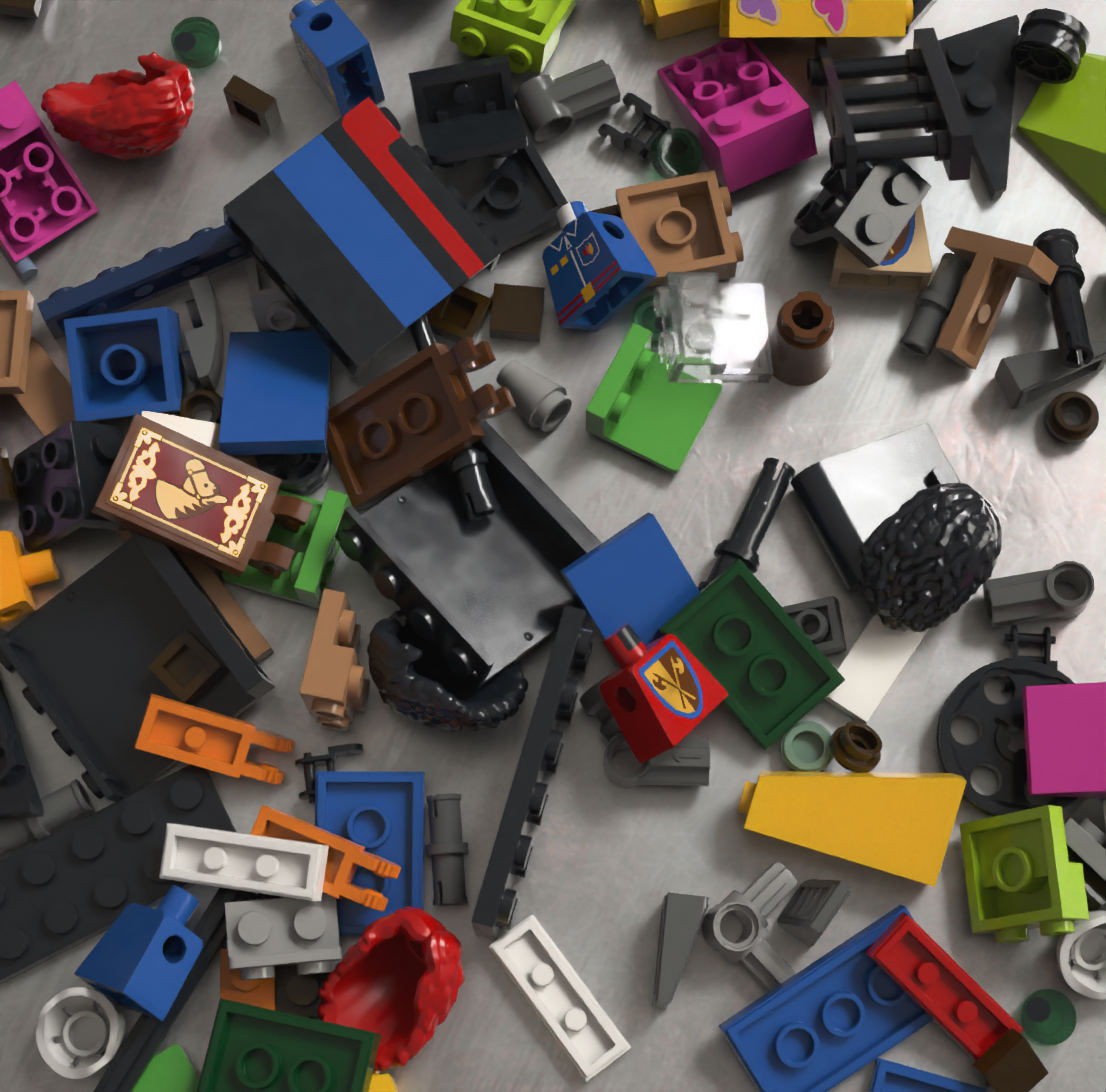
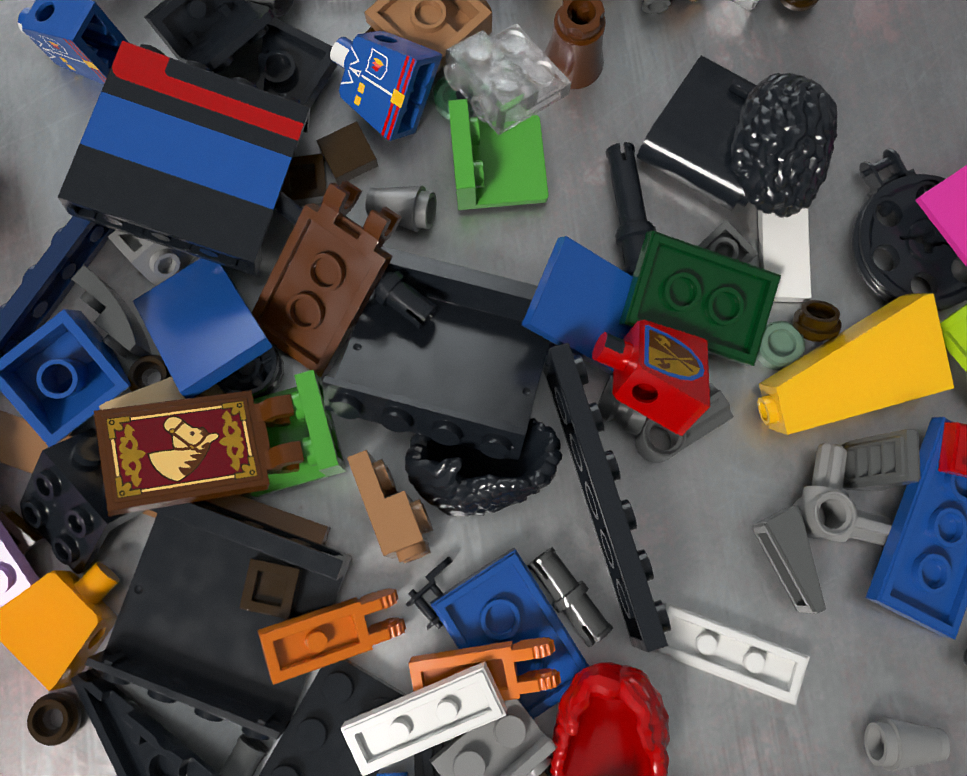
camera: 35 degrees left, 5 degrees up
(252, 105) = (34, 114): dark brown tile -> none
(1033, 595) = (870, 128): dark grey piece -> none

